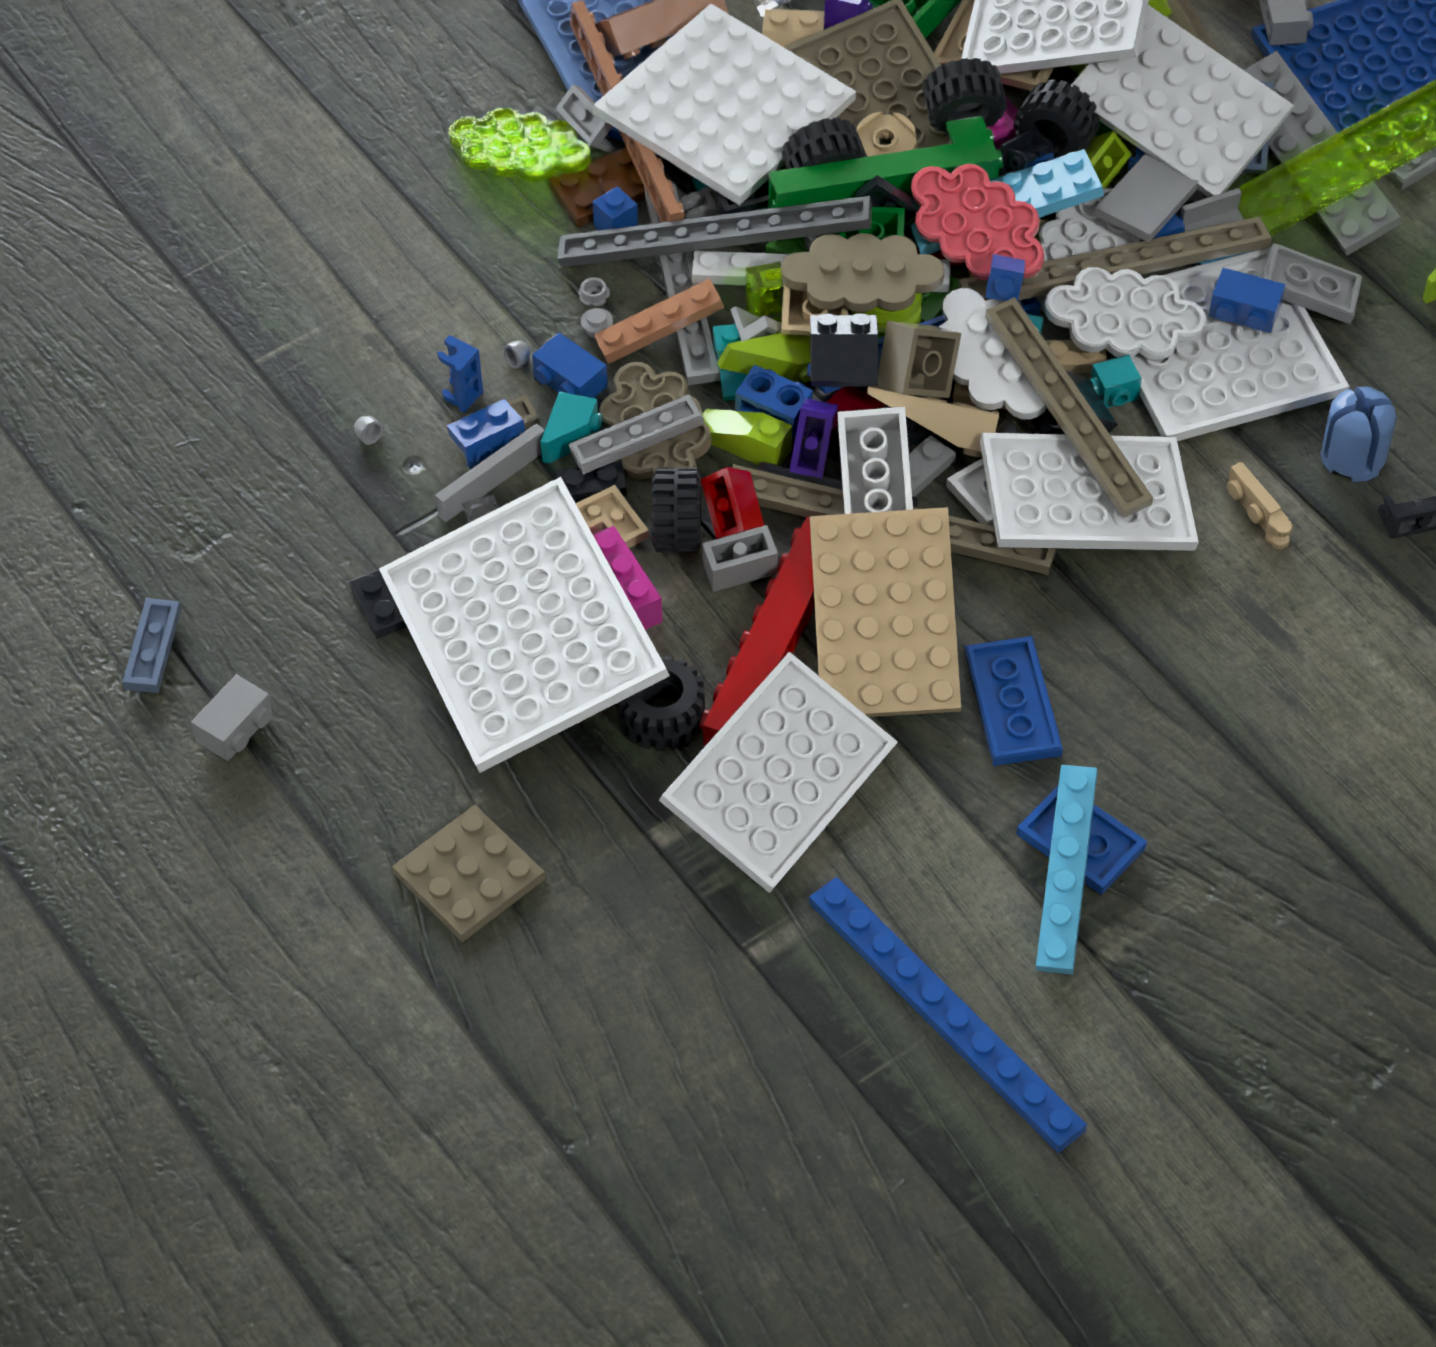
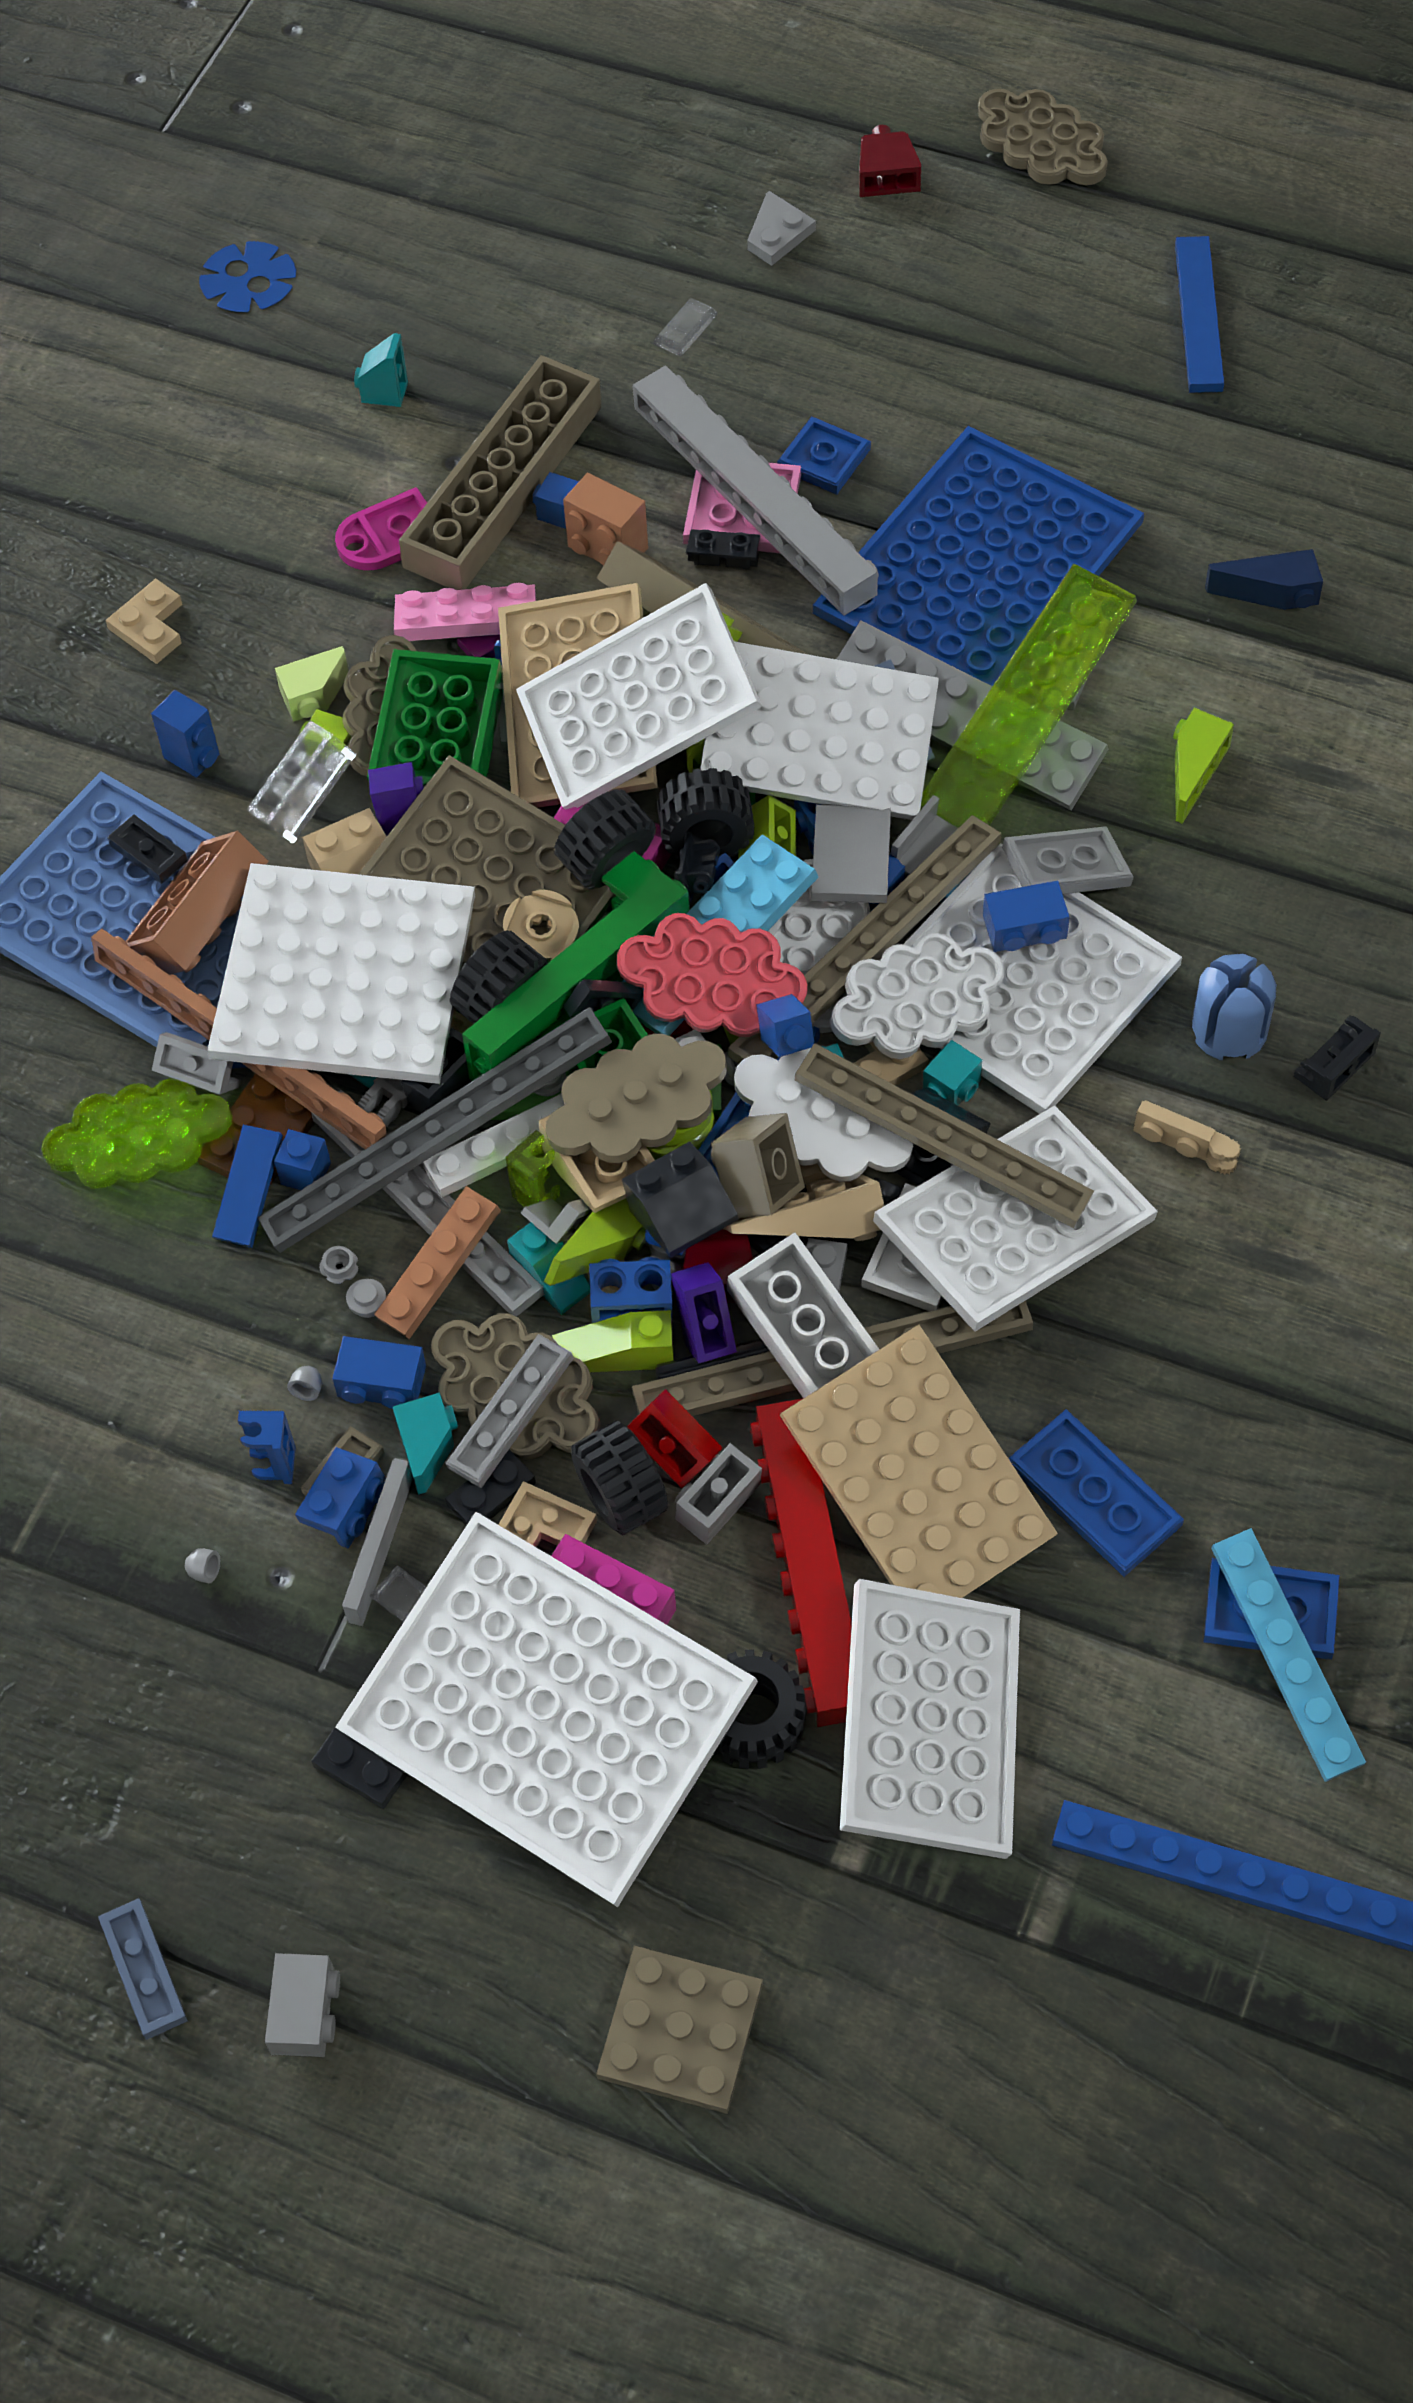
camera: 30 degrees left, 5 degrees up
(566, 211) = (247, 1186): none -> blue tile

